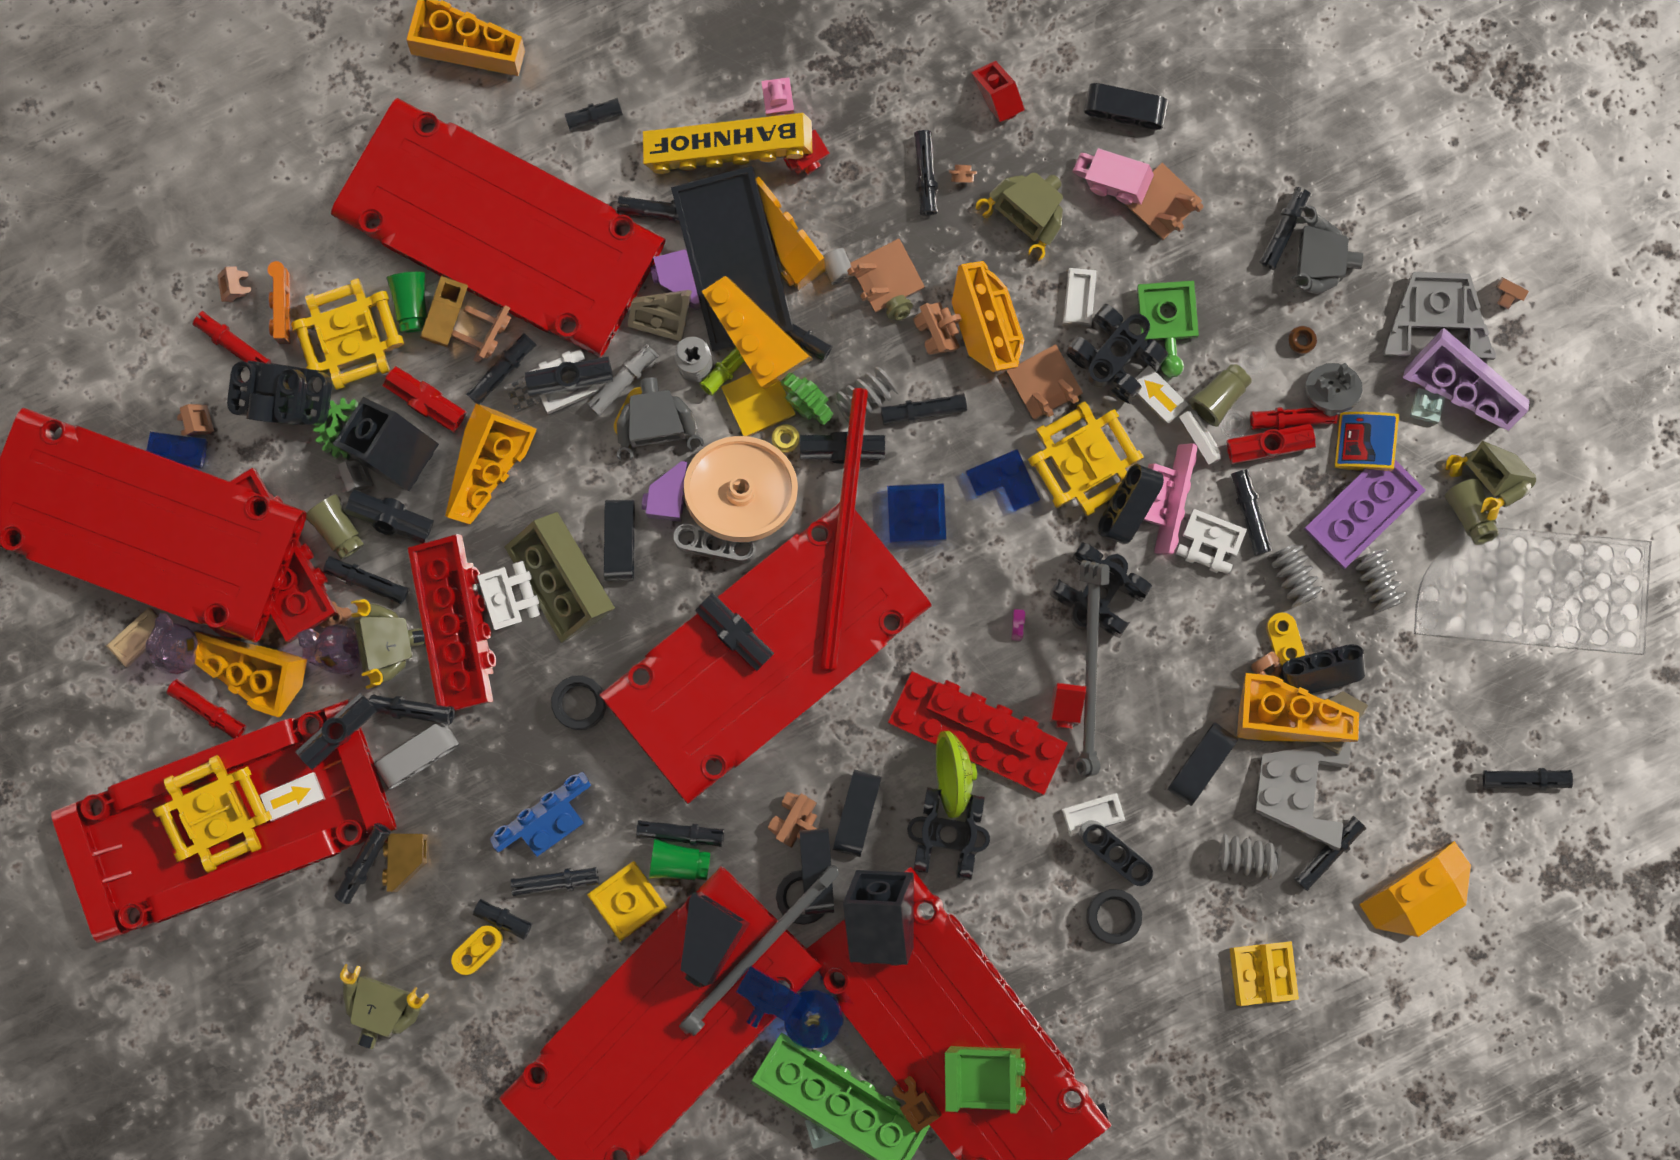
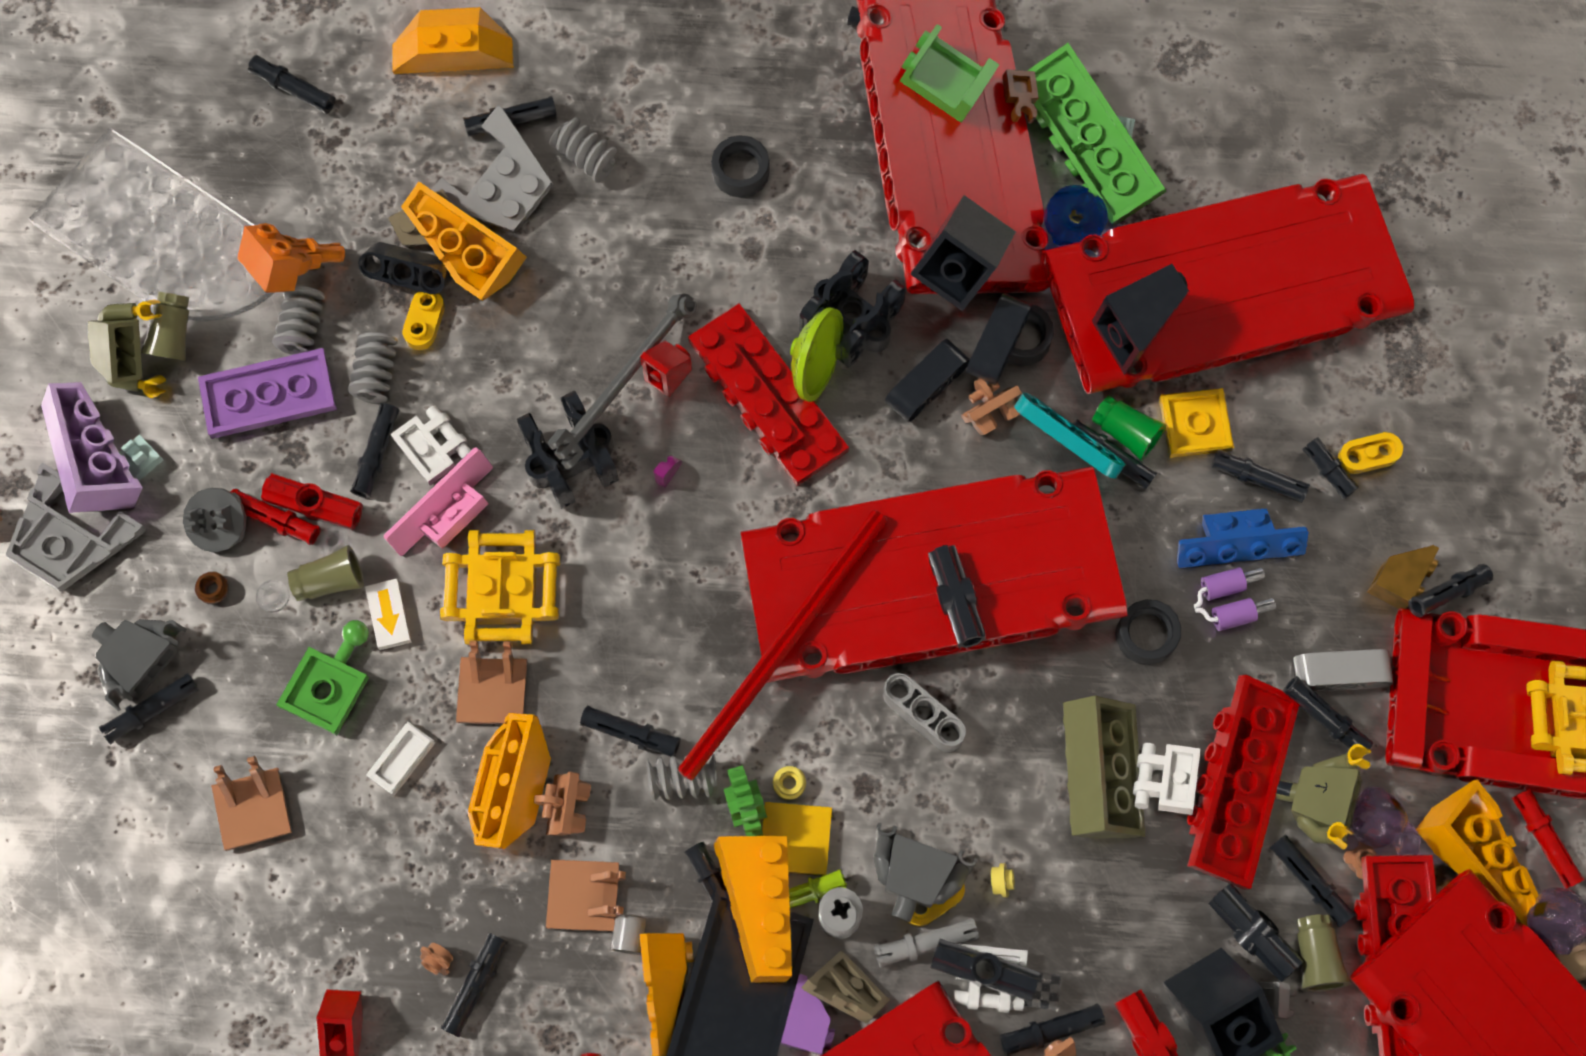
camera: 155 degrees left, 10 degrees down
(292, 796) = (1493, 698): white tile -> none
(322, 744) = (1441, 722): black piece -> none
(378, 1006) = (1494, 449): olive torso -> none
(486, 455) = (1112, 947): light orange wedge -> none
(518, 757) = (1237, 612): none -> medium lavender piece
(591, 453) = (1002, 880): none -> light yellow plate
(619, 540) = (1021, 772): black beam -> none
(666, 495) = (945, 790): medium lavender slope -> none
(693, 1022) = (994, 313): dark grey hinge -> none
(740, 489) = (836, 756): light nougat dish -> none
(749, 828) = (1069, 435): none -> teal beam
(767, 996) = (1112, 242): clear blue plate -> none
(833, 447) = (741, 741): black piece -> none
(898, 308) = (592, 851): olive plate -> none
(916, 513) = (701, 630): clear blue plate -> none
(1005, 472) = (586, 622): clear blue plate -> none
(1030, 205) = (388, 878): olive torso -> none
(1105, 810) = (704, 264): white tile -> none
(1115, 176) = (282, 860): bright pink brick -> none
(1121, 383) = (416, 668): black piece -> none
(1122, 865) = (705, 214): black beam -> none
(1126, 106) = (219, 933): black beam -> none
(1130, 504) = (485, 514): black beam -> none
(1201, 437) = (373, 546): white tile -> none
(1202, 764) = (573, 250): black beam -> none
(1264, 973) = (636, 53): yellow slope -> none
(1266, 661) = (457, 305): nougat tile -> none
(1366, 441) = (219, 452): slope -> none
(1421, 616) = (279, 259): none -> orange brick

